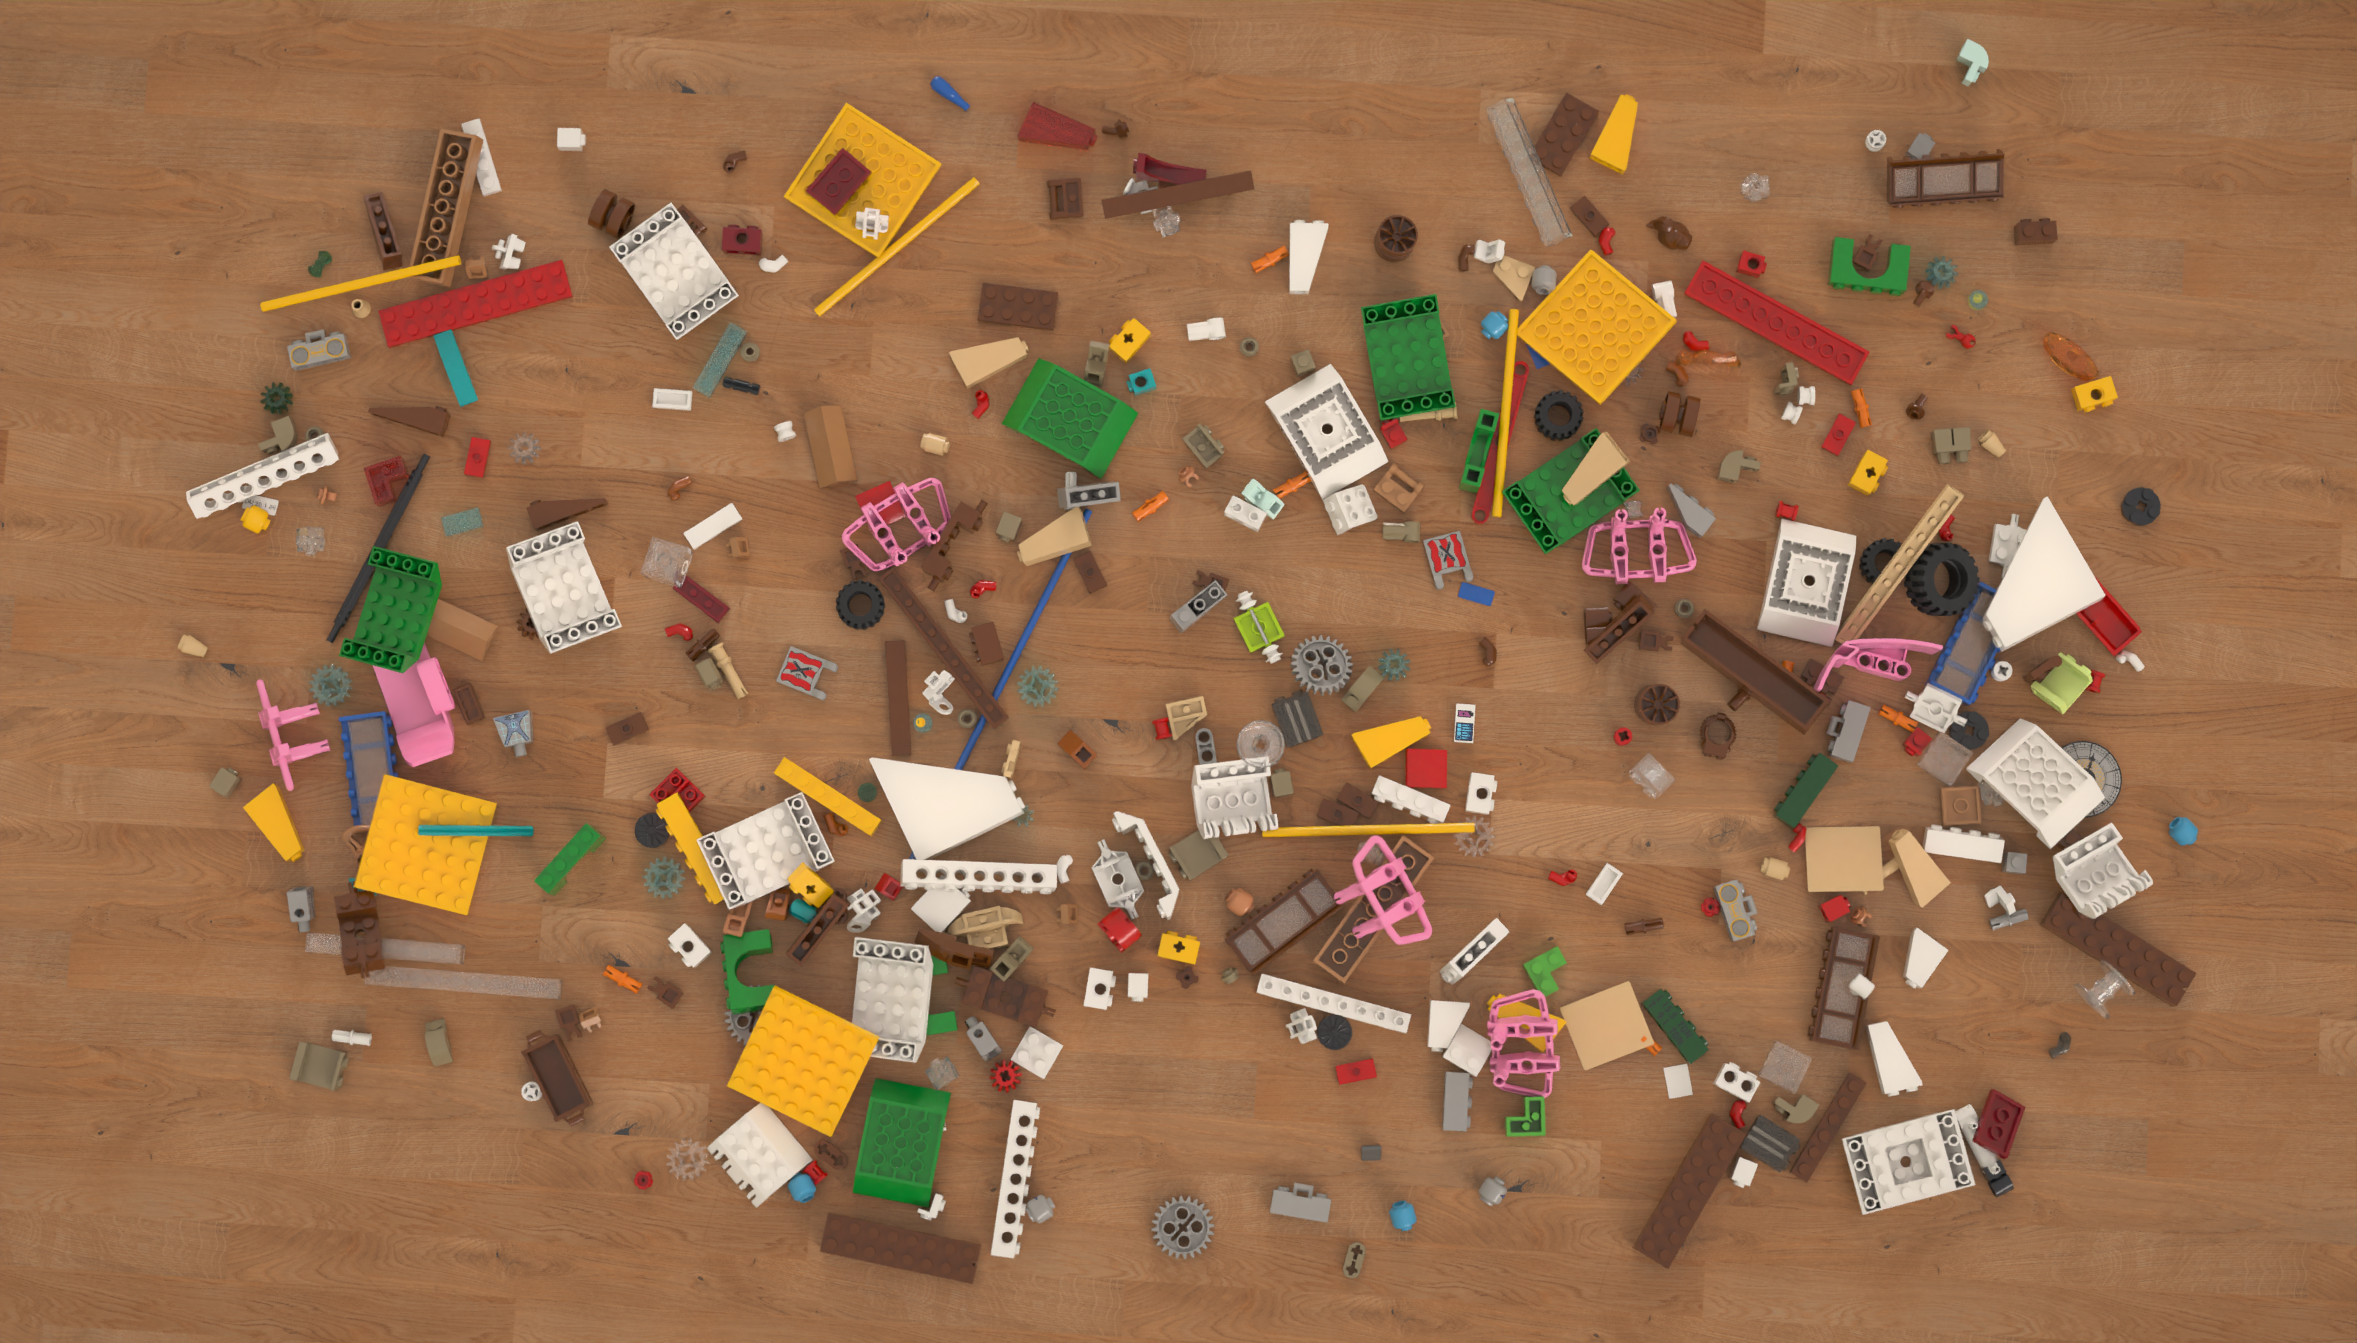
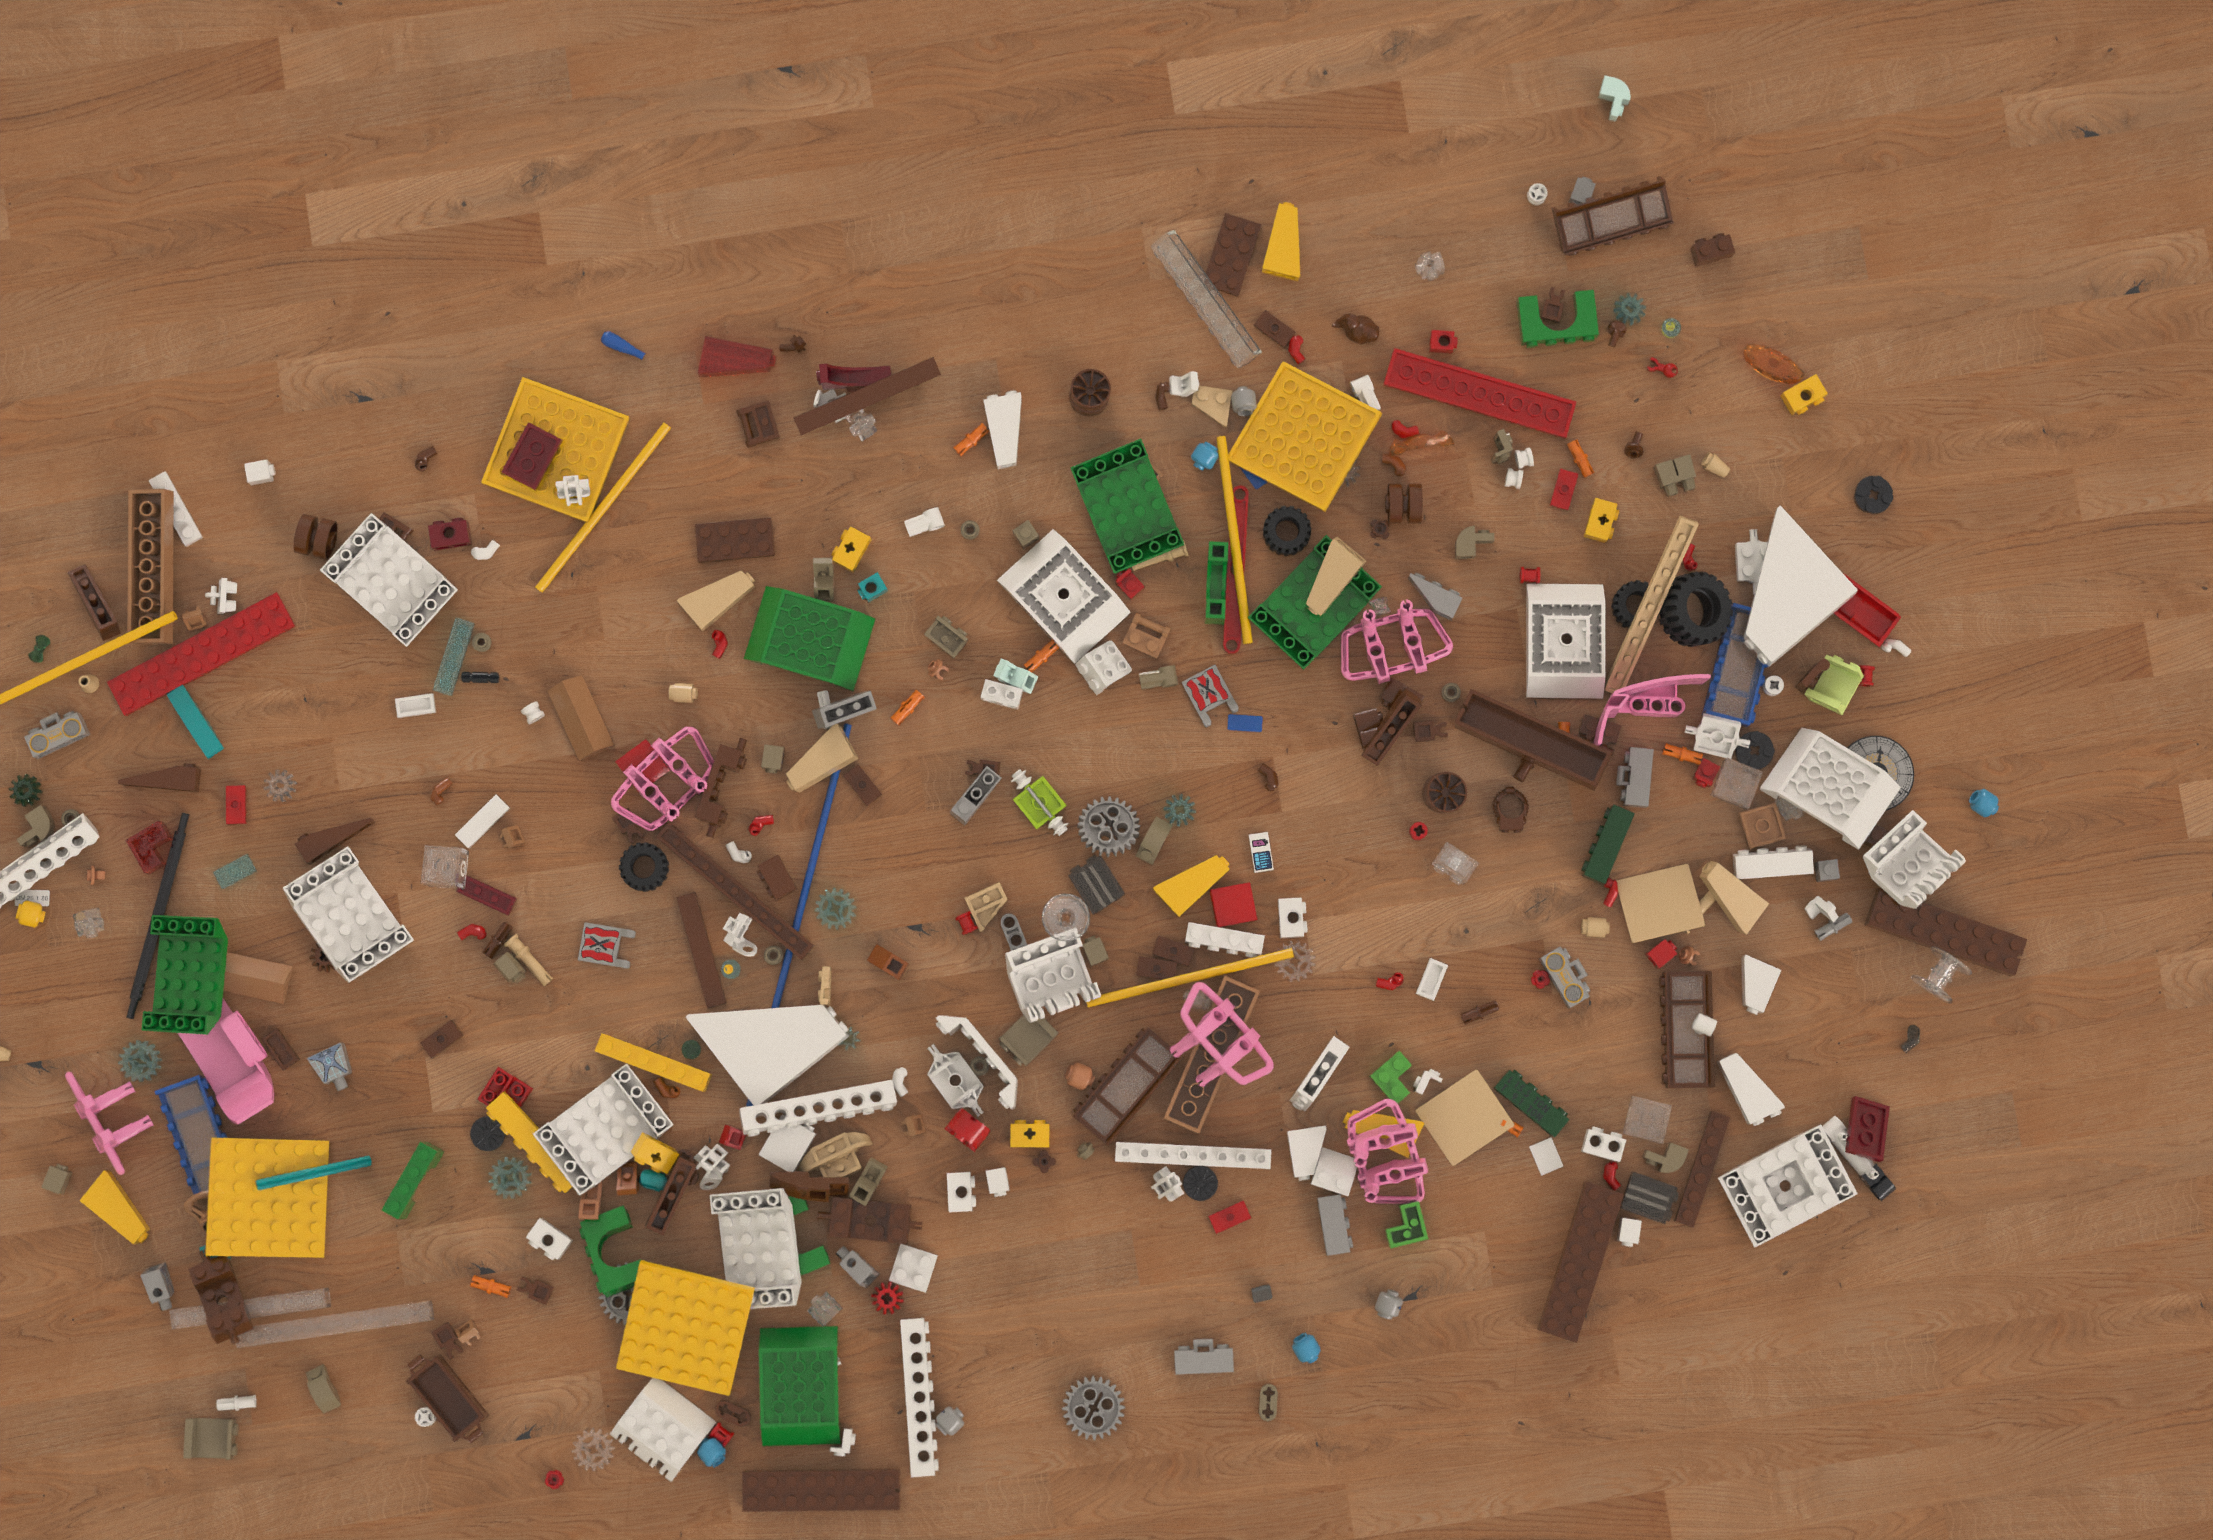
camera: 10 degrees left, 0 degrees up
(1571, 982) = (1421, 1082): none -> white bracket

